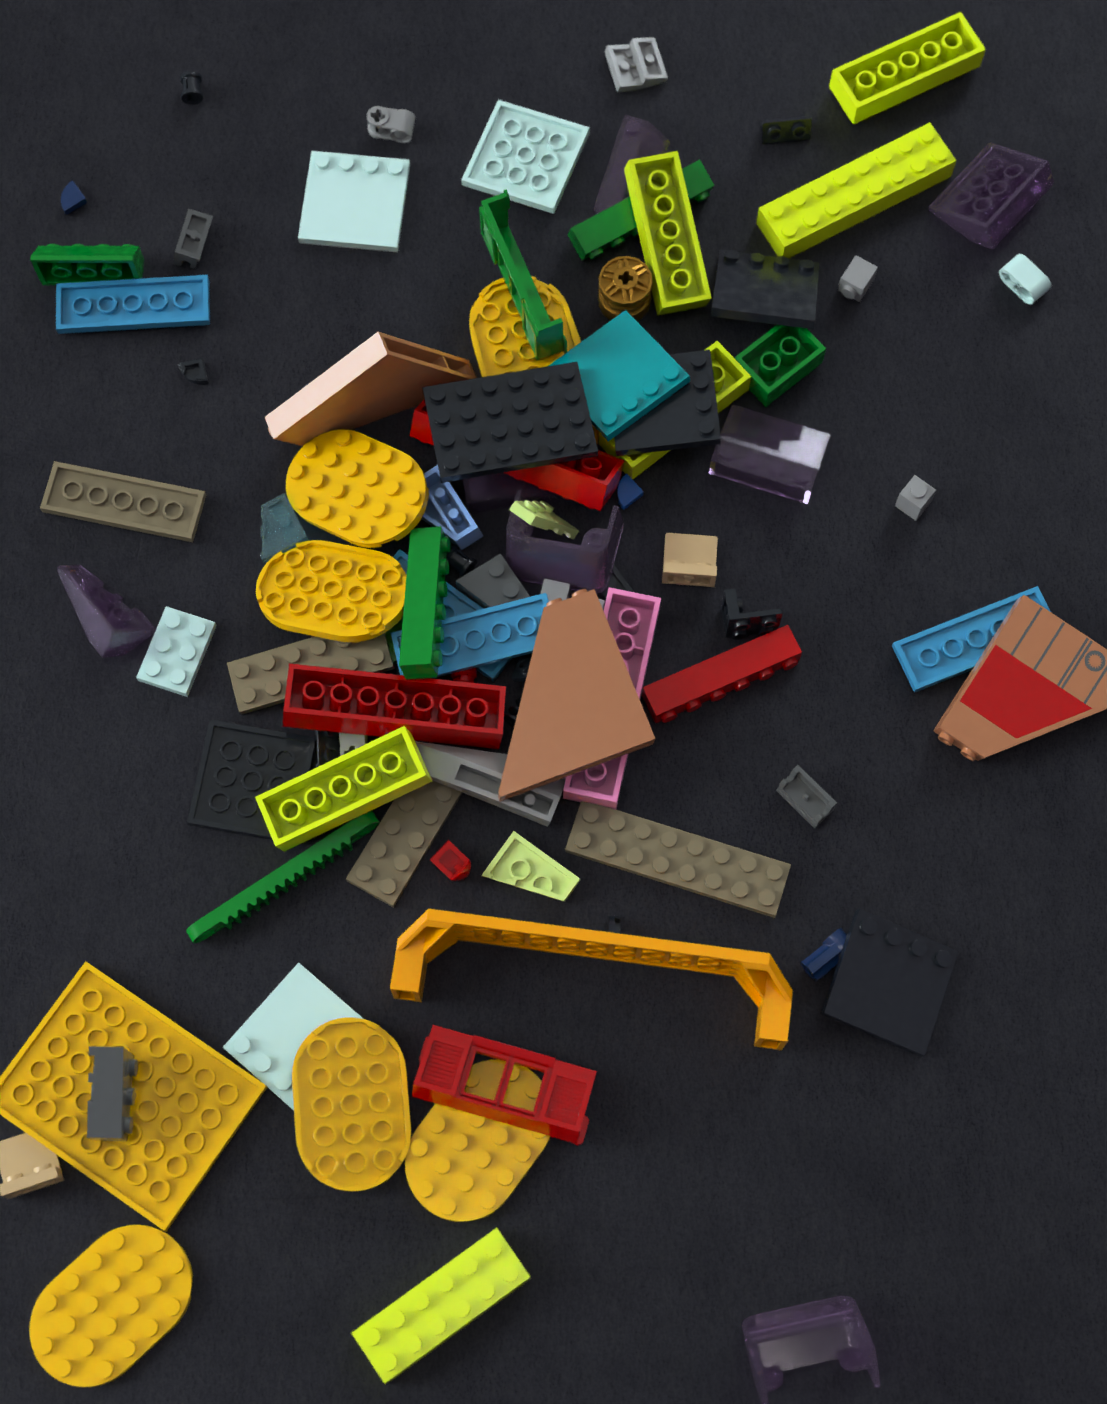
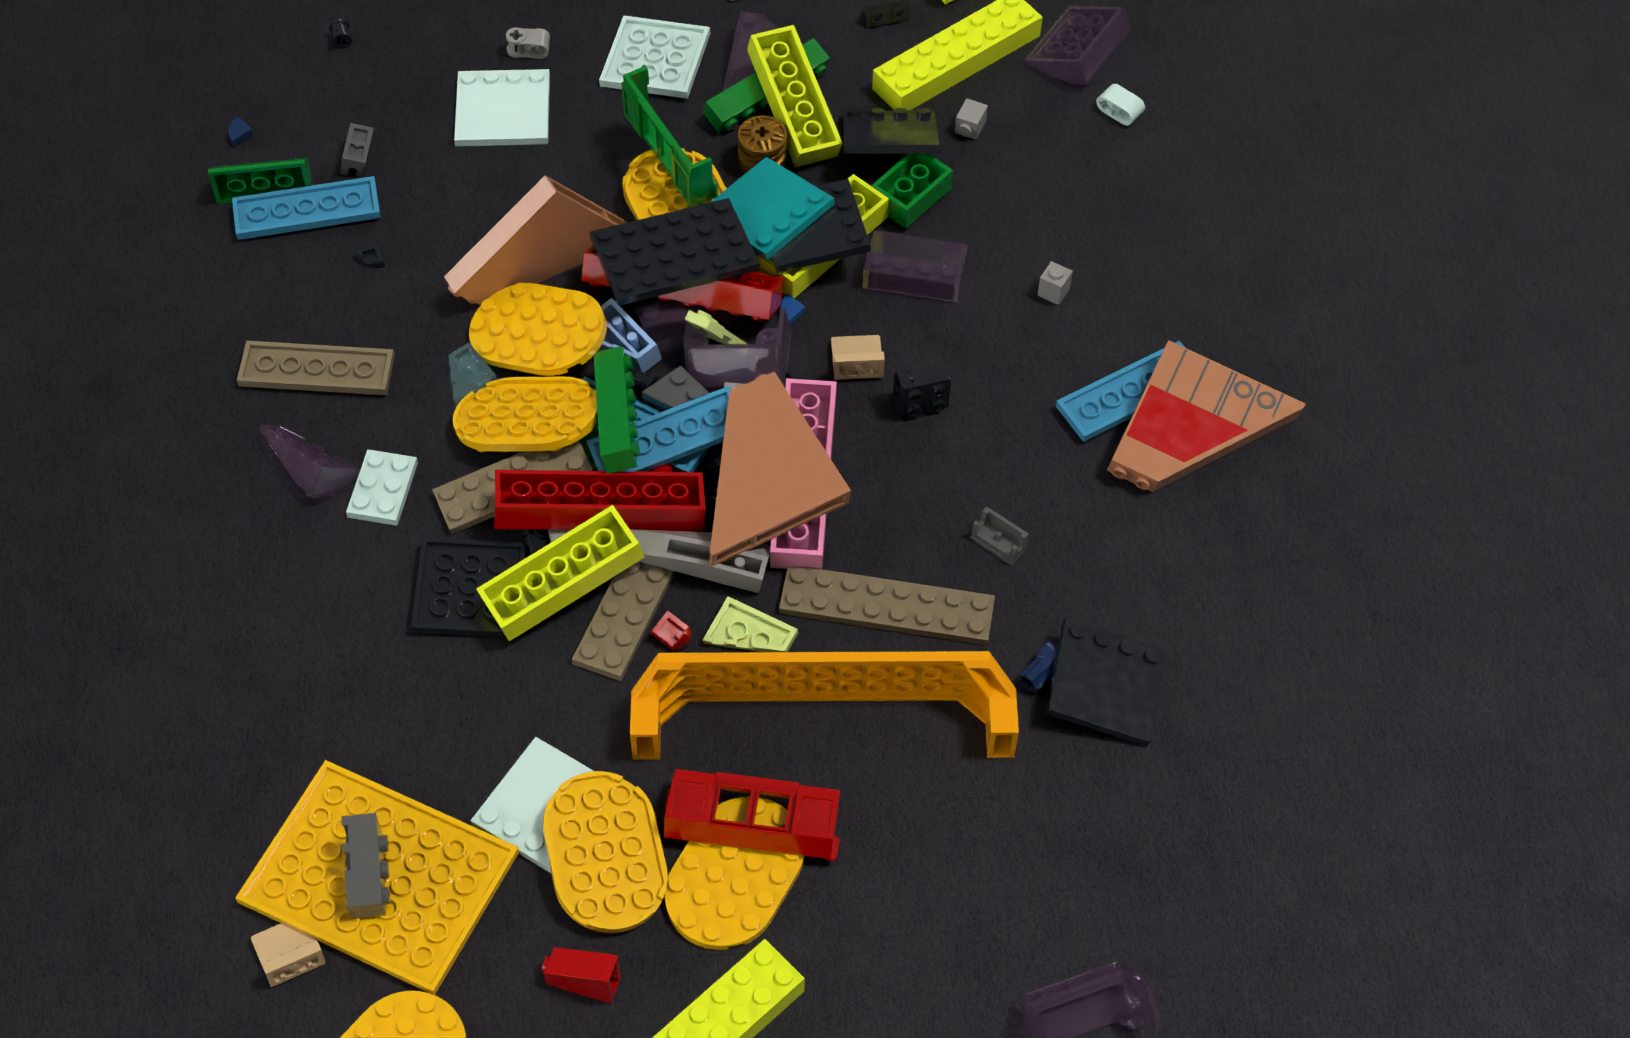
camera: 10 degrees left, 15 degrees down
(282, 877) = (509, 664): green gear -> none
(311, 1233) = (583, 973): none -> red slope
(721, 674) = (905, 443): red brick -> none

